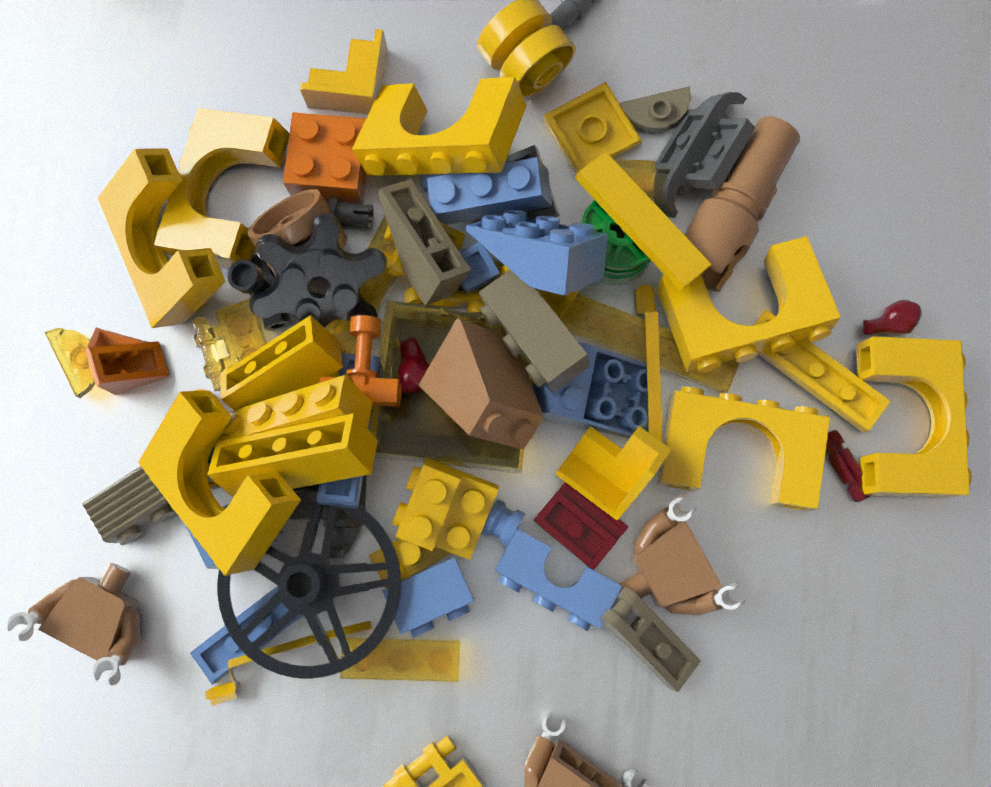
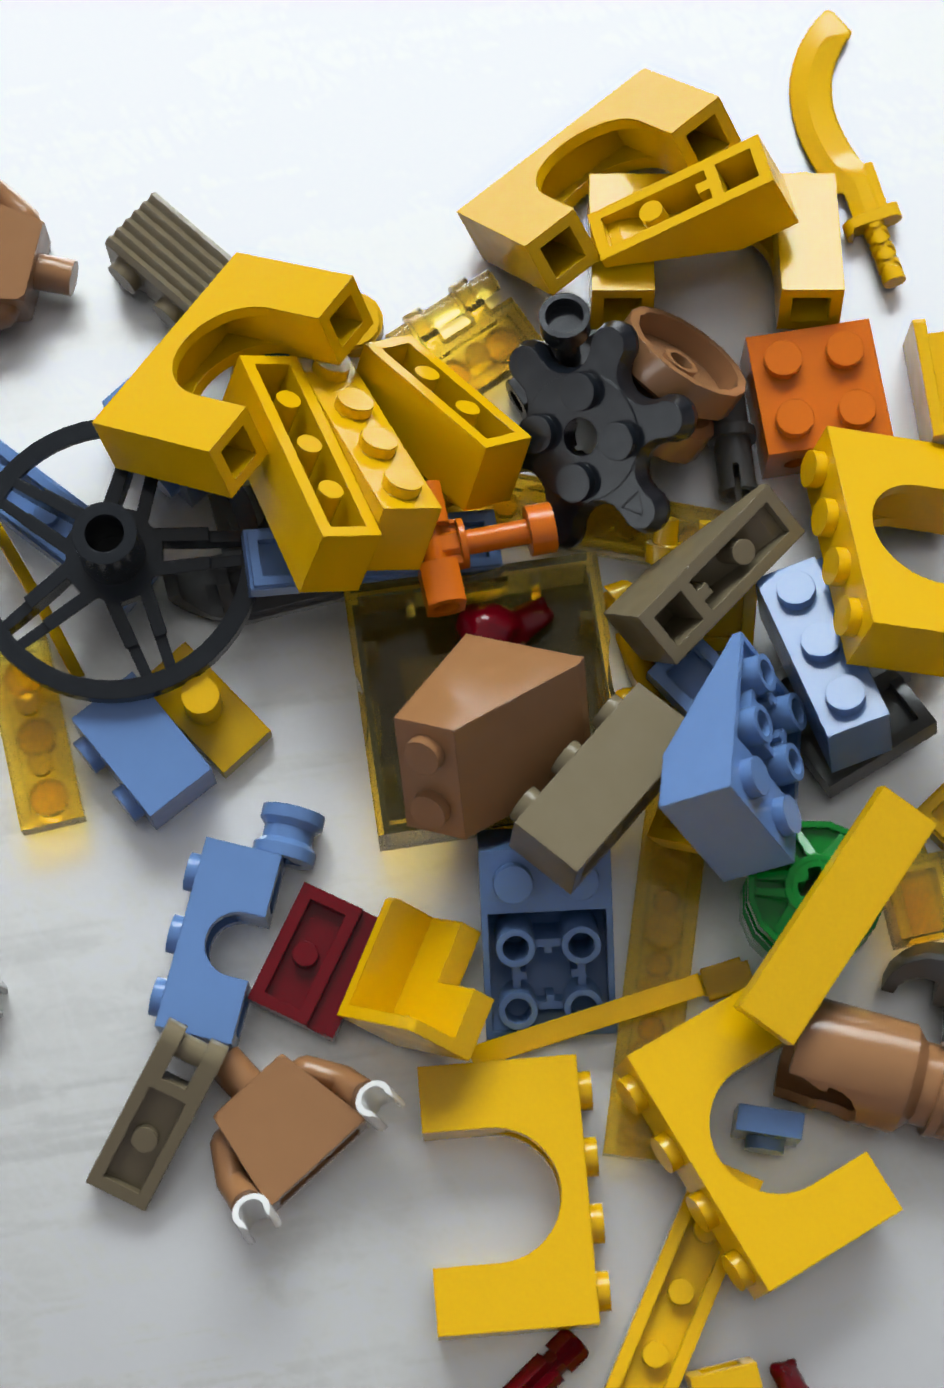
camera: 70 degrees right, 5 degrees down
(71, 354) = (381, 117): clear yellow plate -> none
(123, 361) = (395, 185): orange slope -> none
(176, 113) = (831, 152): none -> yellow sword
(199, 184) = (699, 210): none -> yellow slope
(444, 509) = (284, 732): yellow plate -> none
(737, 298) = (767, 1128): none -> medium blue plate

